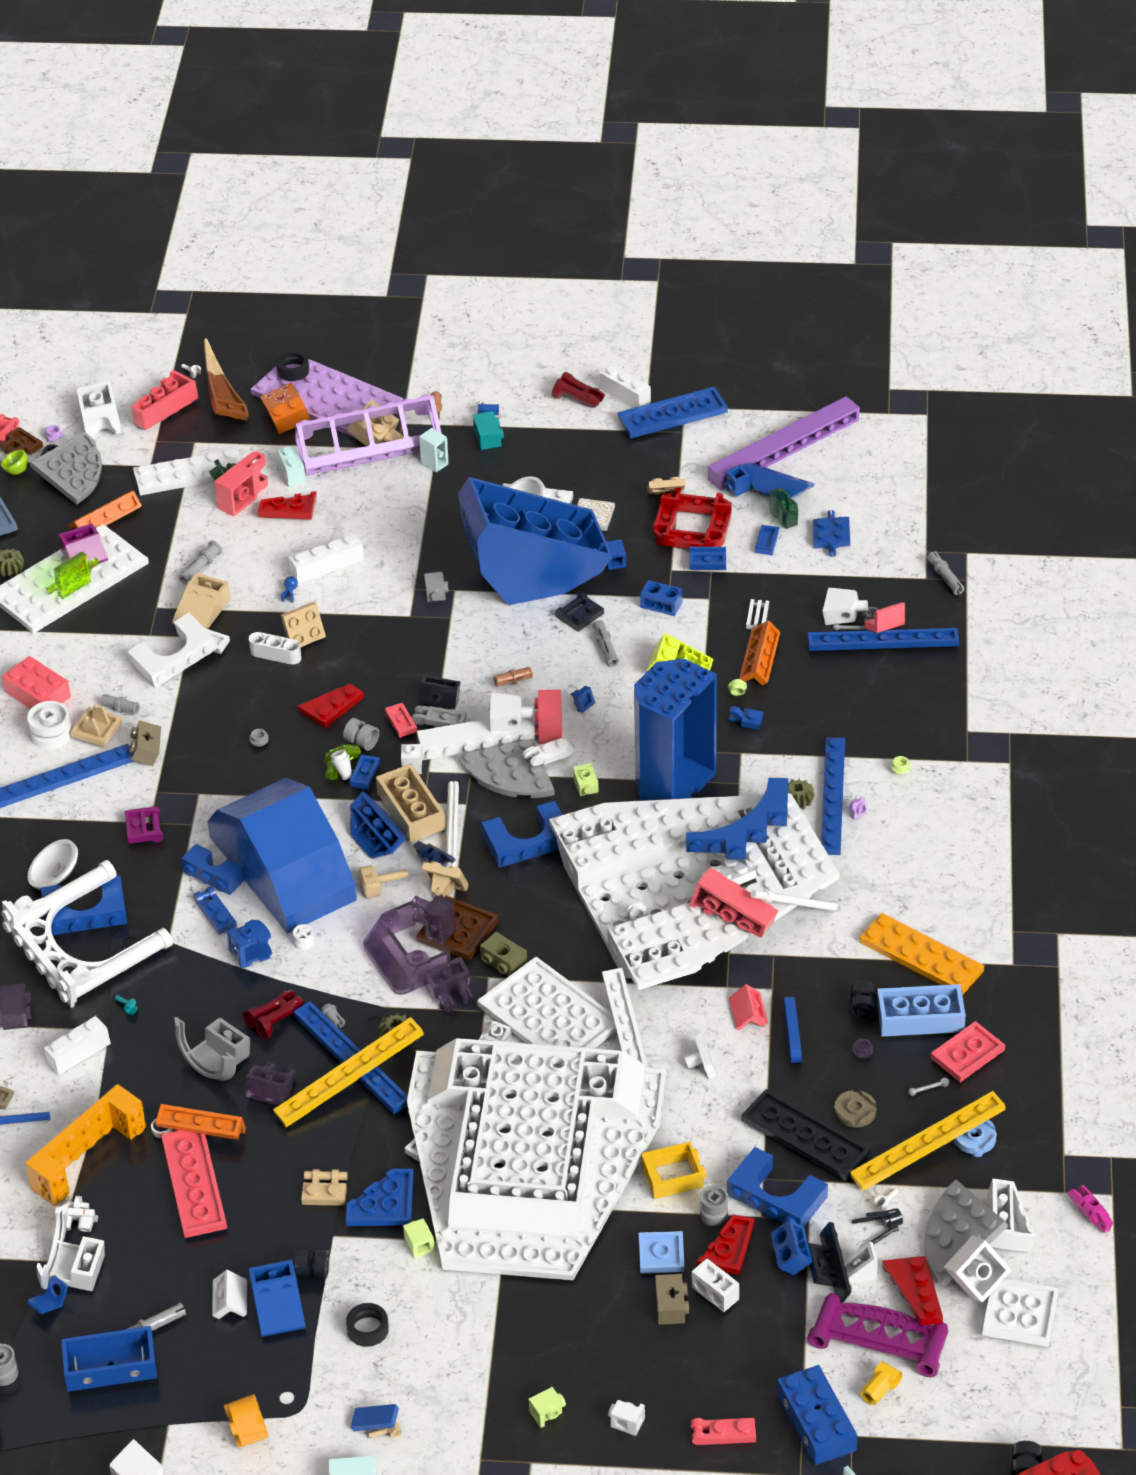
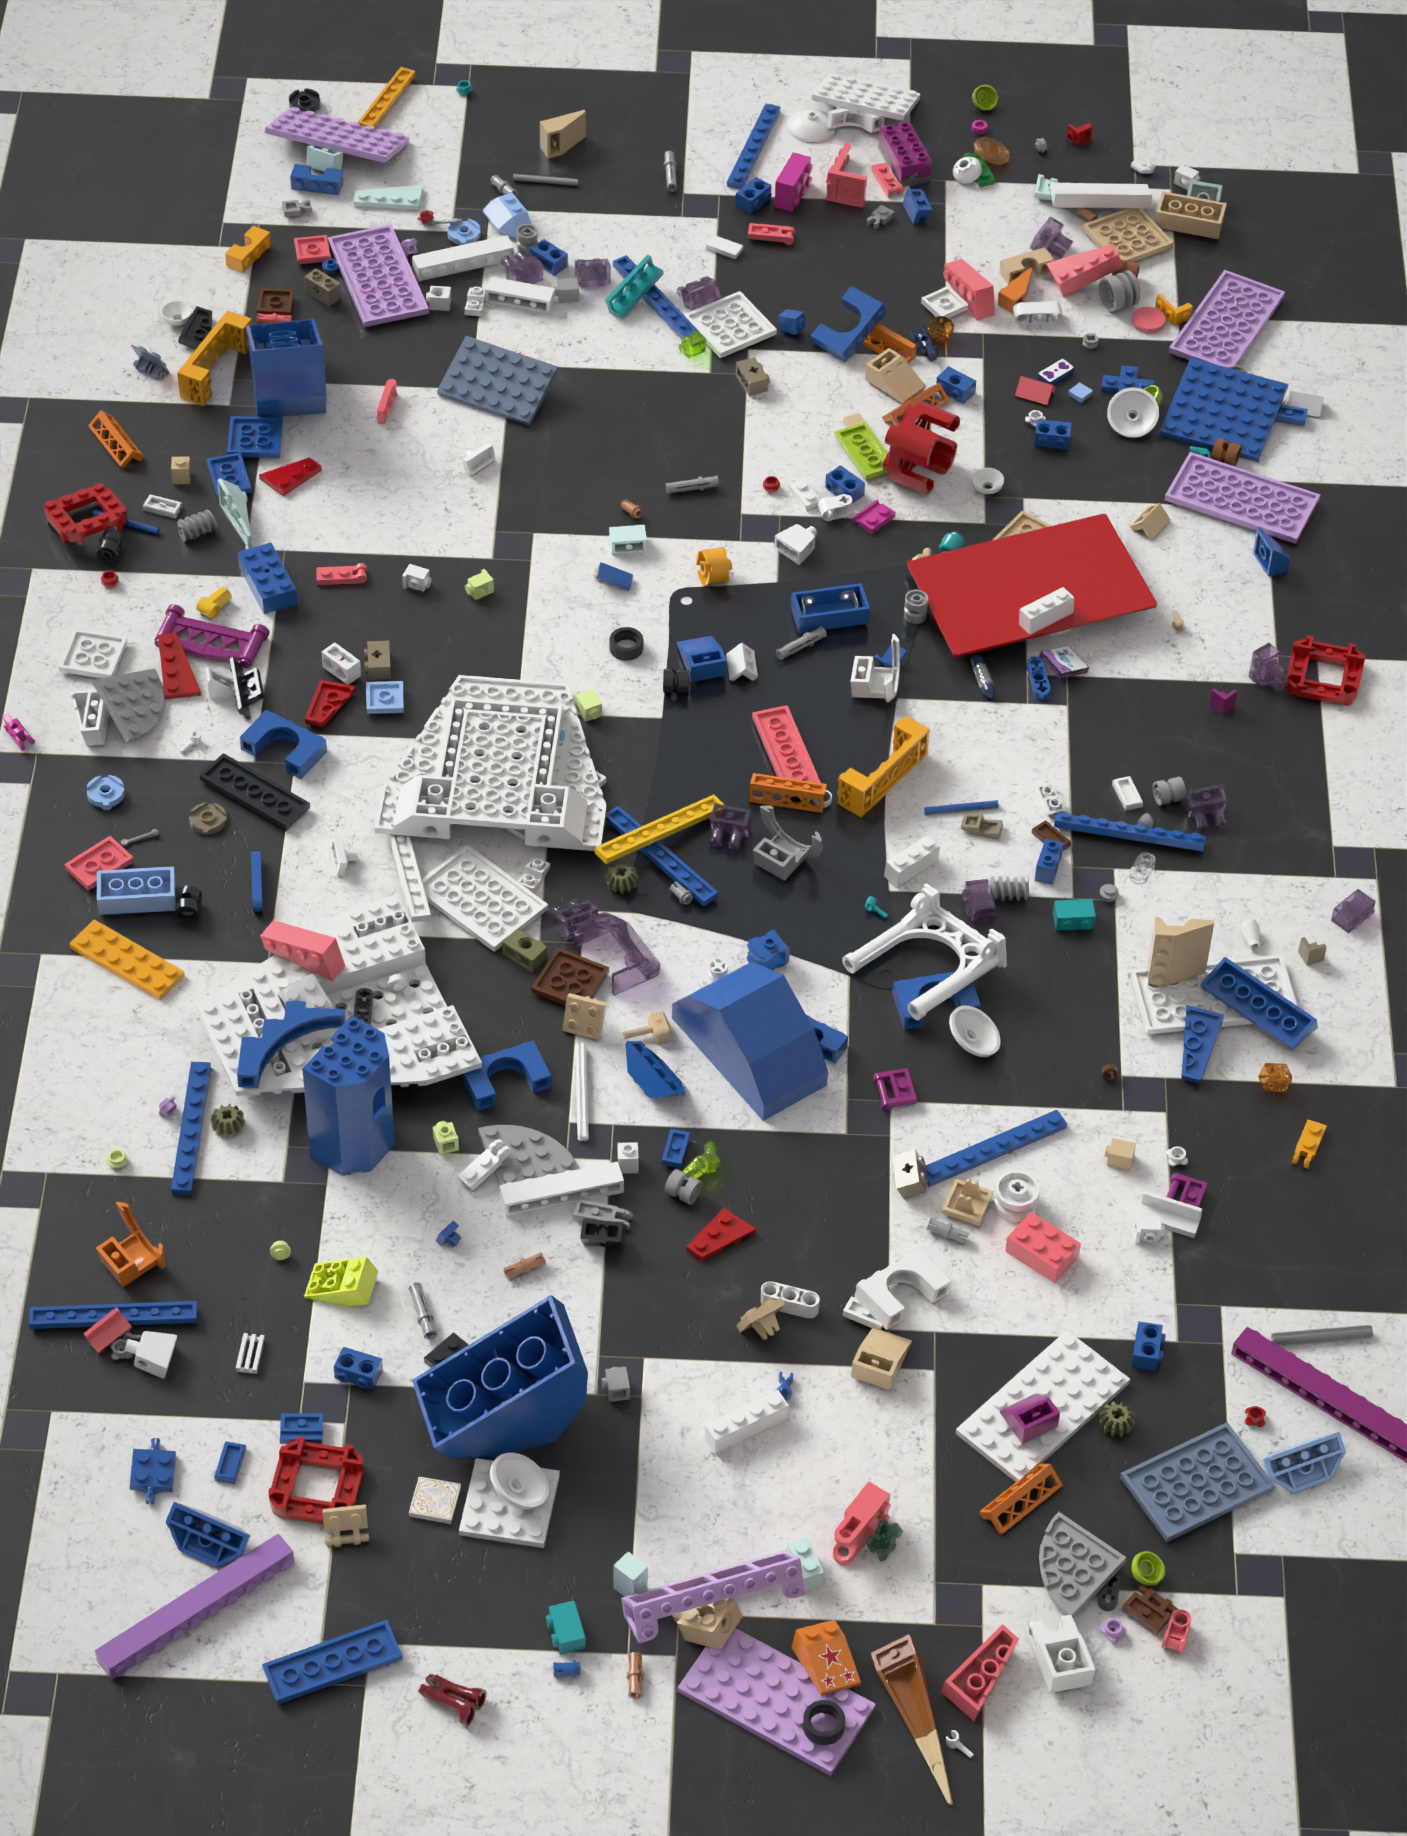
camera: 175 degrees right, 5 degrees up
(72, 575) = (1031, 1367): clear neon green plate -> none
(80, 1212) = (880, 720): white hips -> none
(181, 472) = (931, 1568): white plate -> none
(204, 557) = (889, 1429): light grey pin -> none
(215, 910) = (809, 1001): blue plate -> none
(258, 737) = (792, 1191): light grey plate -> none
(262, 1018) = (727, 902): dark red piece -> none
(295, 507) = (798, 1507): red wing -> none
(324, 1193) = (672, 748): tan plate -> none
(341, 762) = (700, 1145): white cone -> none
(384, 1201) = (620, 736): blue plate -> none
(400, 720) = (643, 1210): coral plate -> none
(410, 803) = (624, 1102): tan brick -> none
(432, 853) = (597, 1049): dark blue hinge -> none
(436, 916) = (589, 960): clear purple brick -> none
(507, 712) = (527, 1188): white torso -> none
(548, 715) = (484, 1197): coral brick -> none
(618, 555) = (410, 1431): blue brick -> none
(625, 387) = (391, 1698): white brick -> none
(671, 1155) = (370, 747): yellow window -> none
(674, 888) = (368, 1004): none -> black beam
(714, 1205) = (338, 726): light grey wheel -> none
(737, 480) = (259, 1530): blue brick -> none
(747, 1007) = (295, 902): coral panel -> none
(749, 718) = (270, 1217): blue plate -> none
(760, 653) = (248, 1292): orange fence -> none
(769, 896) = (268, 940): white bar -> none
(783, 508) = (206, 1490): clear green brick -> none
(791, 1247) = (275, 692): blue brick -> none
(862, 1048) = (194, 867): clear purple plate -> none
(874, 679) = (133, 1255): none -> orange piece
(889, 1218) = (189, 721): black plant -> none
(927, 1141) = (146, 776): yellow plate -> none
(941, 567) = (31, 1414): light grey pin -> none
(977, 1268) = (125, 661): white brick -> none
(1019, 1423) = (109, 578): none -> red plate

